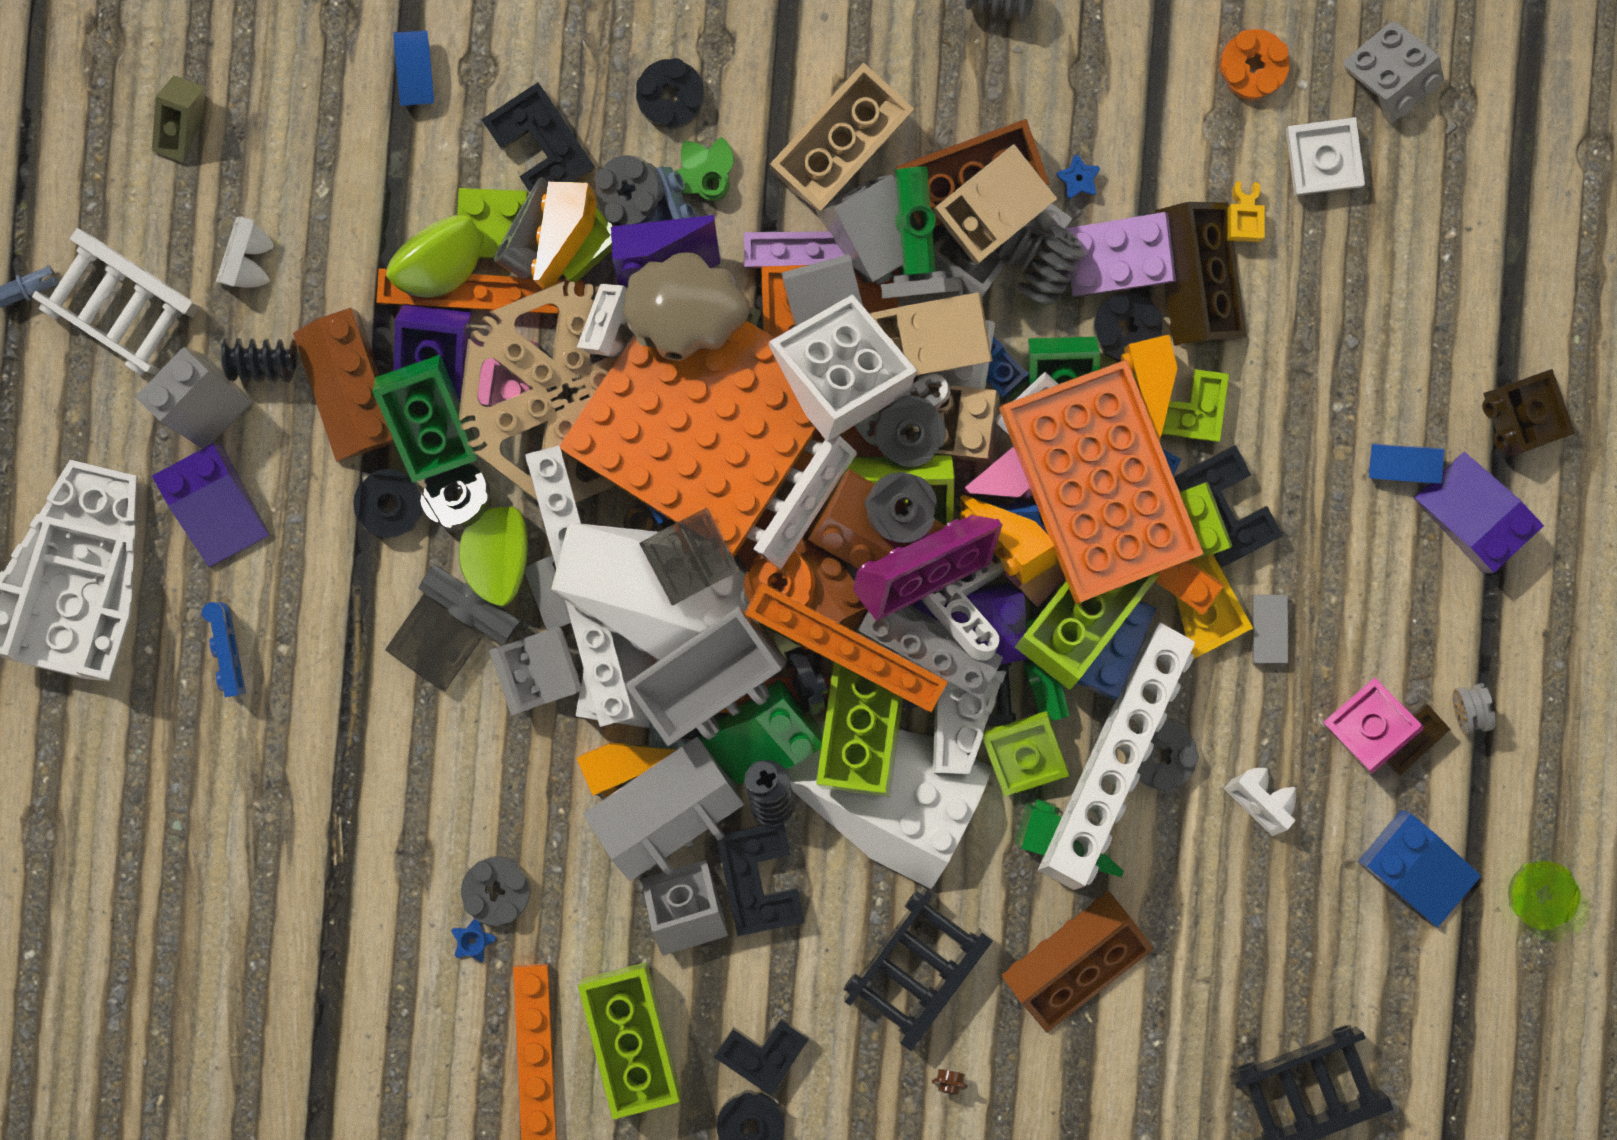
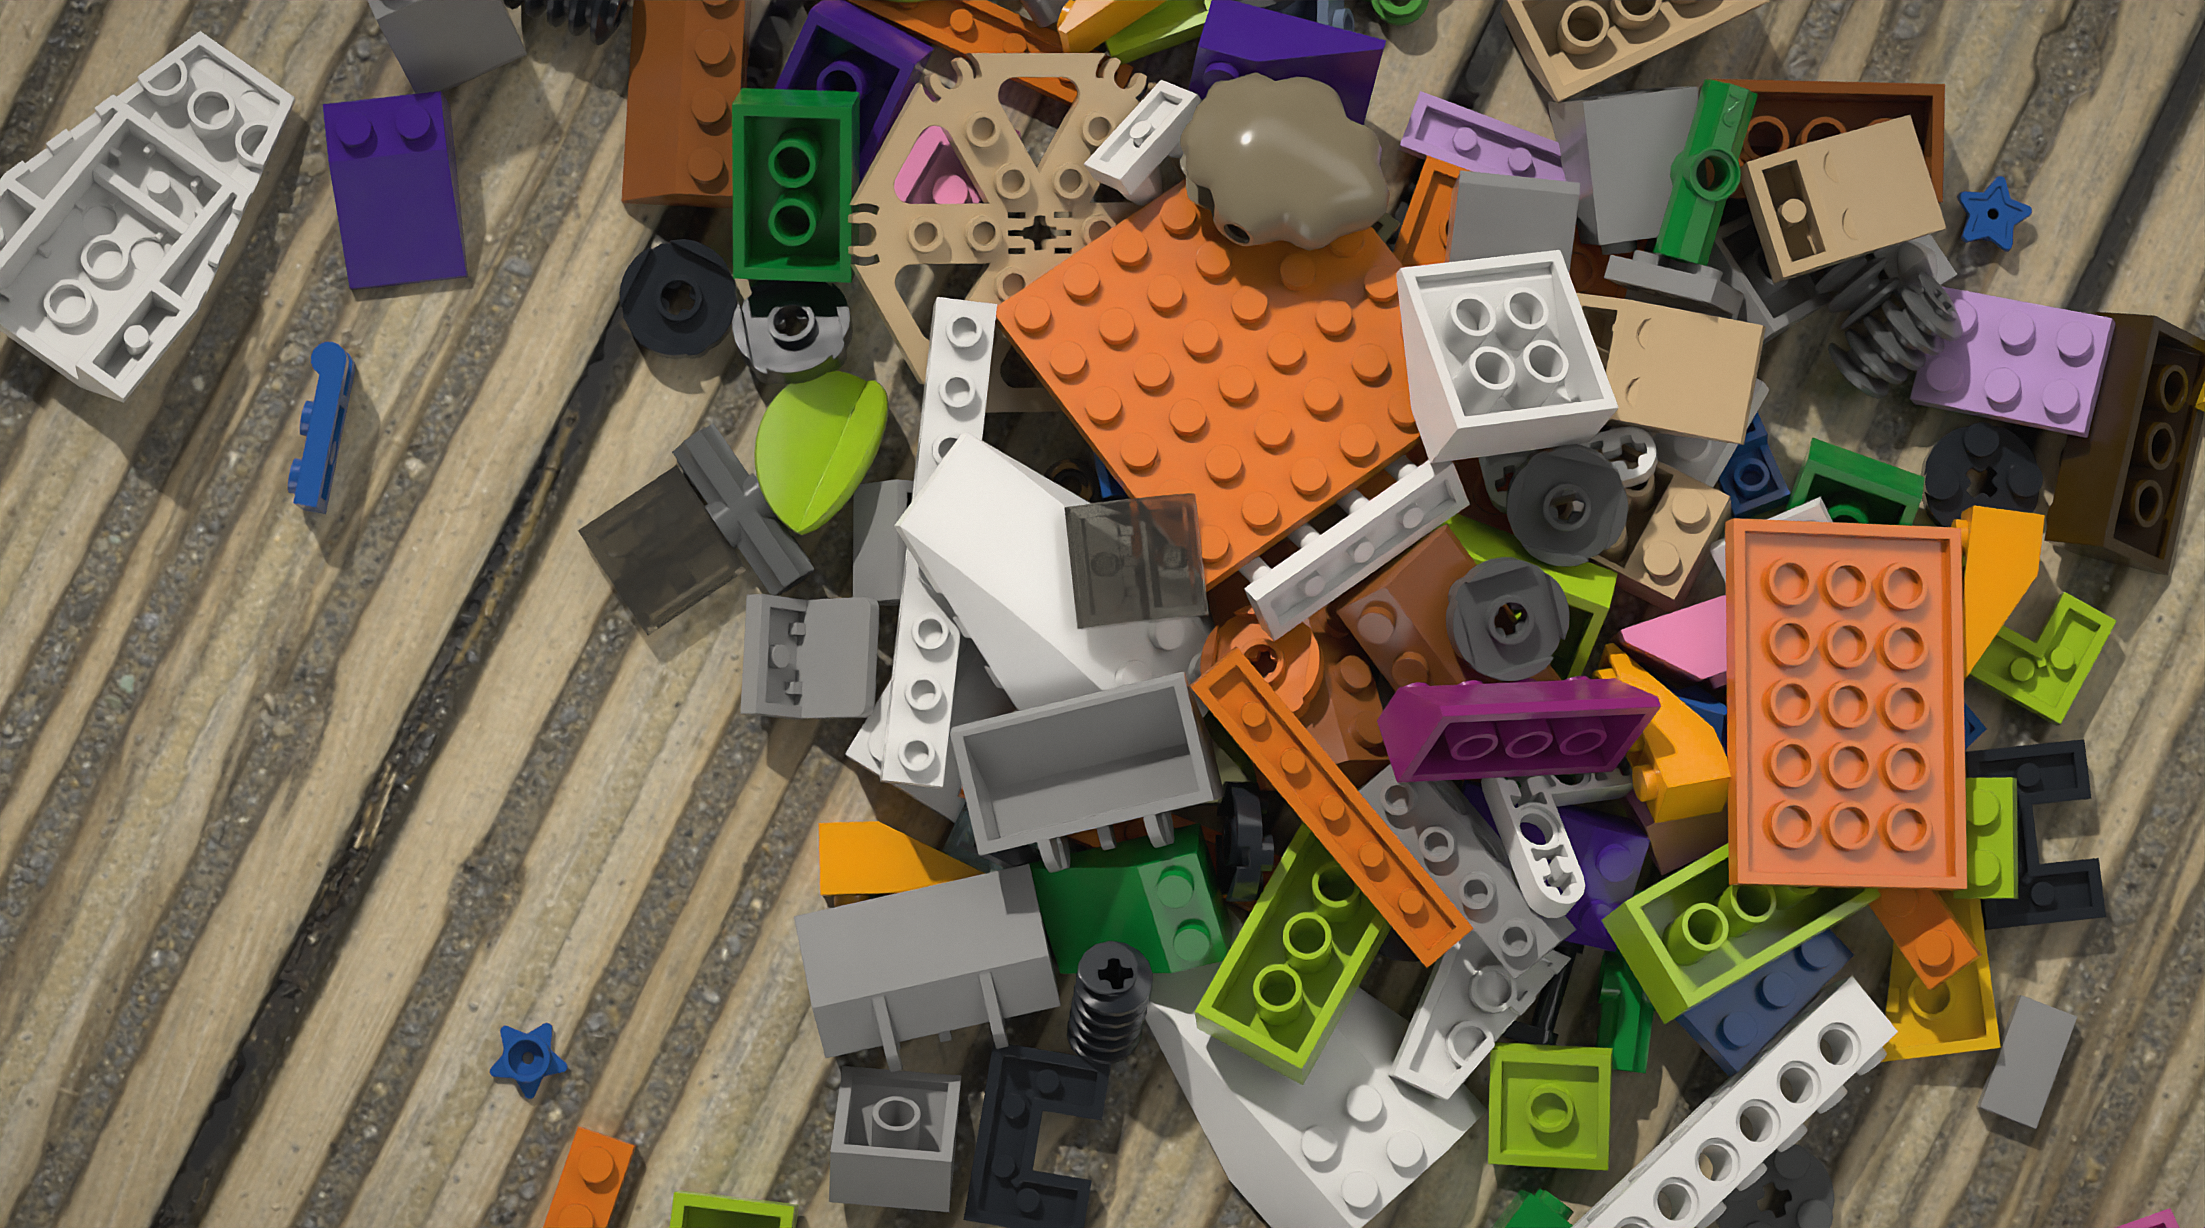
camera: 25 degrees right, 5 degrees down
(479, 901) = (633, 984): dark grey plate -> none

